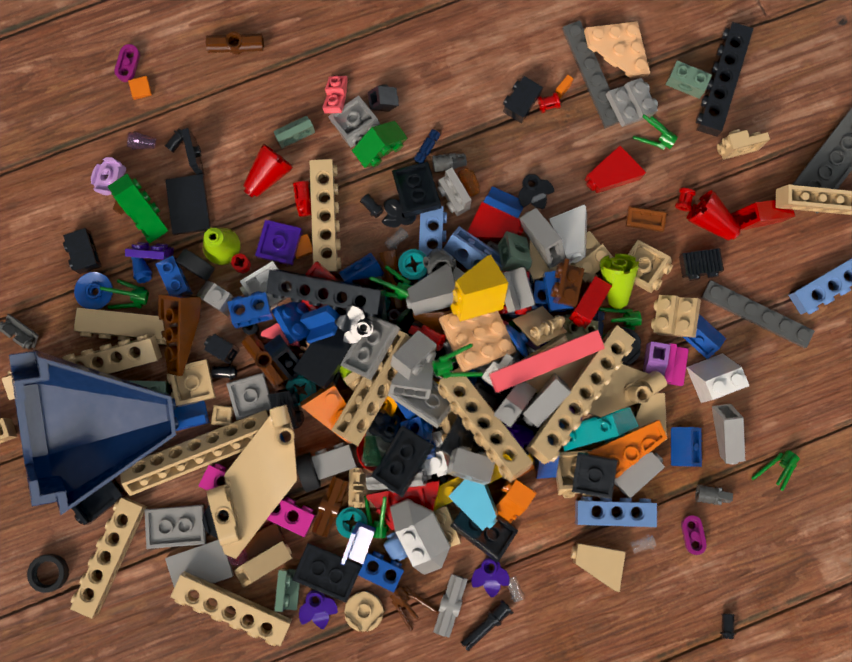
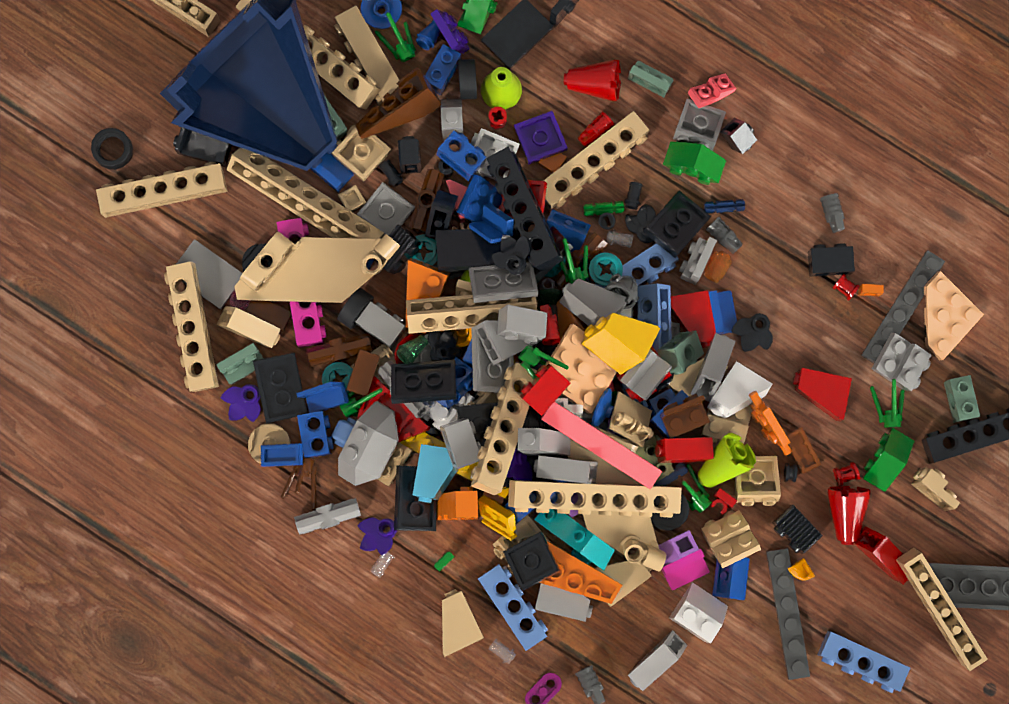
camera: 50 degrees right, 0 degrees up
(174, 526) = (227, 228): light grey tile -> none
(361, 501) = (363, 372): none -> reddish brown tile
(365, 234) = (606, 207): none -> green axle
(376, 242) = (602, 222): none -> black hinge
(379, 608) = (281, 455): none -> blue tile
(476, 373) = (544, 388): none -> red brick
(488, 72) = (833, 212): none -> dark grey hinge
(494, 619) = (342, 563): black pin -> none
(543, 477) = (497, 517): none -> yellow plate
(545, 540) = (443, 561): none -> green tile
(613, 227) = (771, 427): none -> orange plate
(644, 299) = (724, 499): none -> red tile
(656, 238) = (790, 472): none -> black bush
(686, 446) = (618, 631): blue panel -> none
(698, 160) = (889, 459): none -> green brick
(732, 281) = (801, 570): none -> light orange tile

